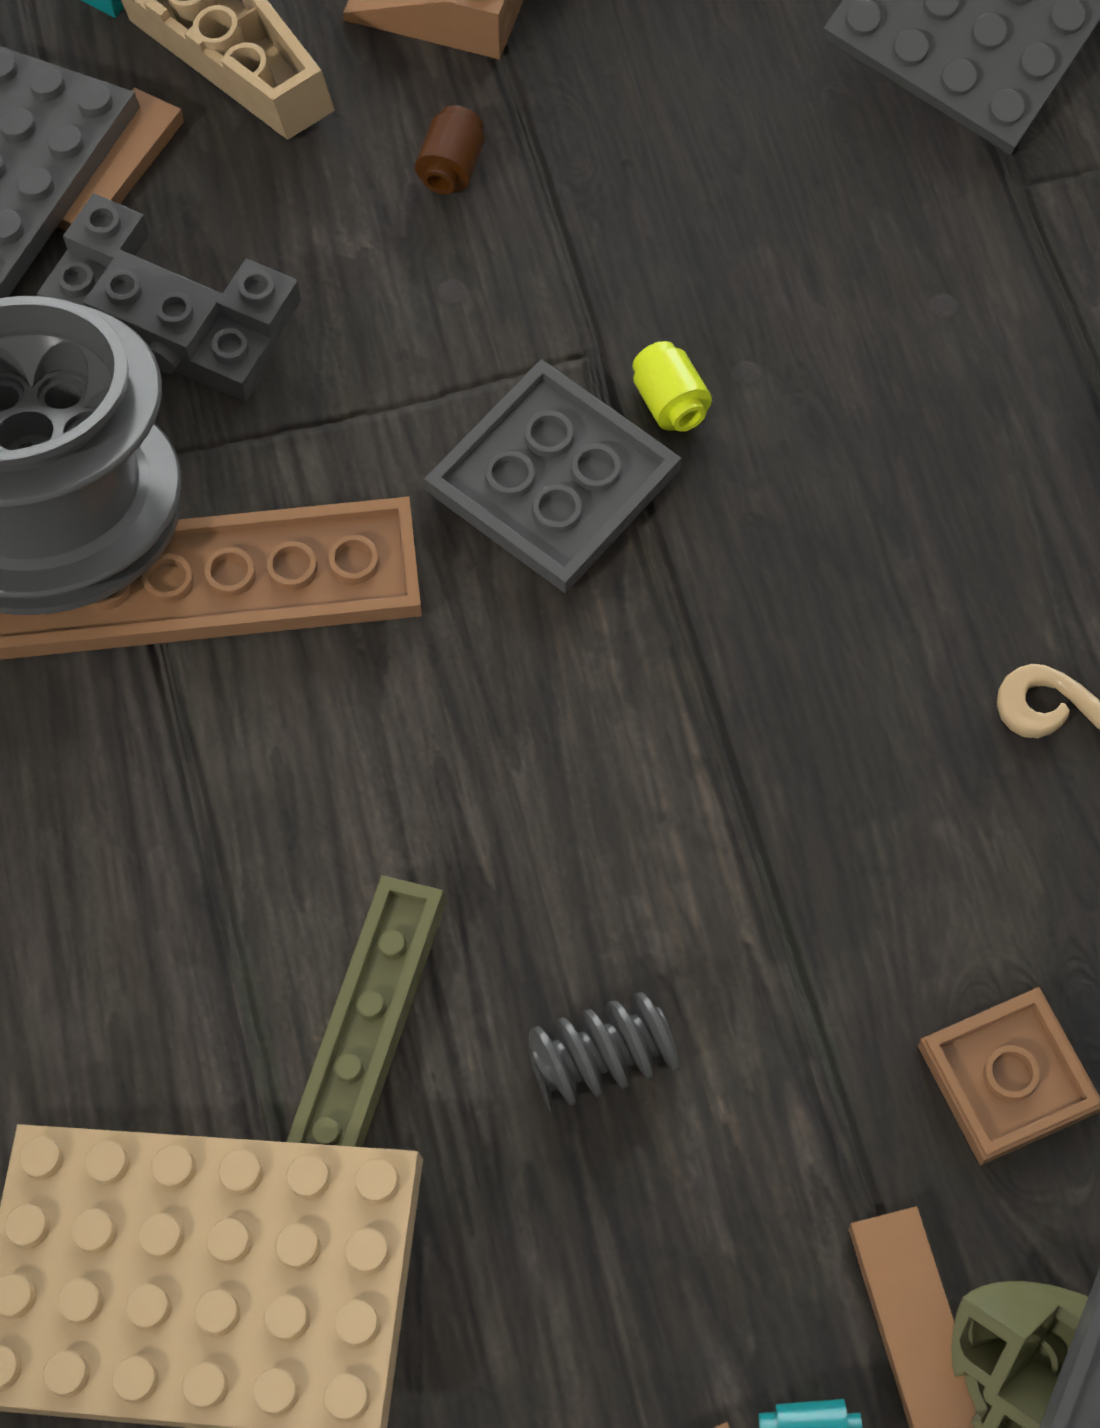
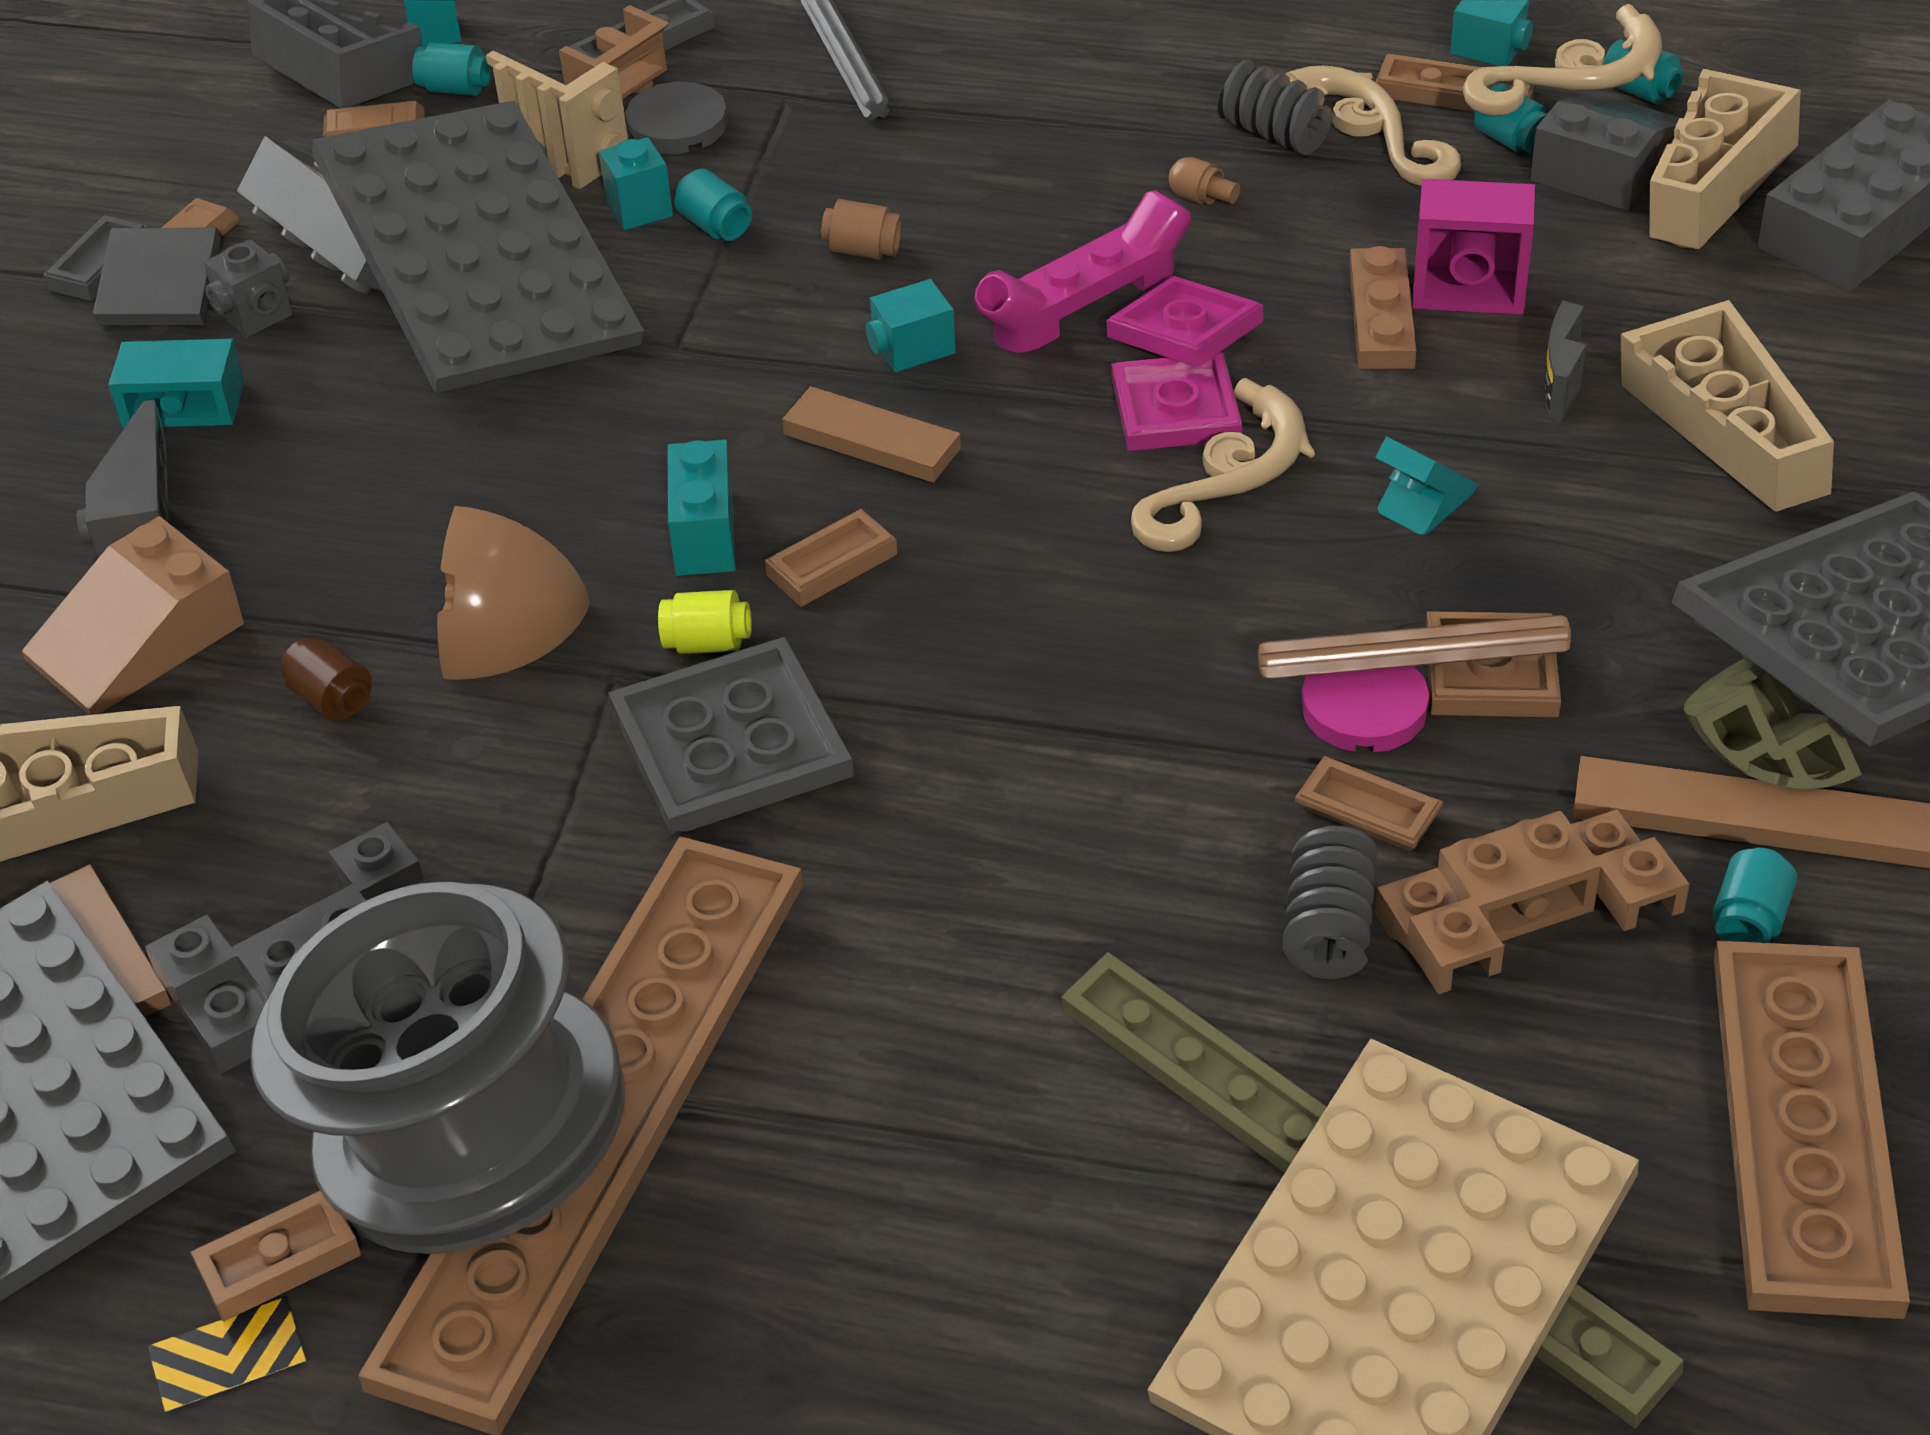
camera: 60 degrees left, 20 degrees down
(598, 222) = (504, 596): none -> medium nougat brick
(717, 1209) = (1521, 883): none -> medium nougat bracket
(757, 1035) = (1368, 803): none -> medium nougat tile
(803, 311) = (701, 507): none -> teal brick
(821, 444) = (831, 557): none -> medium nougat tile
(892, 978) = (1366, 707): none -> dark pink tile
(968, 998) = (1414, 647): none -> medium nougat axle
(999, 398) = (872, 434): none -> medium nougat tile

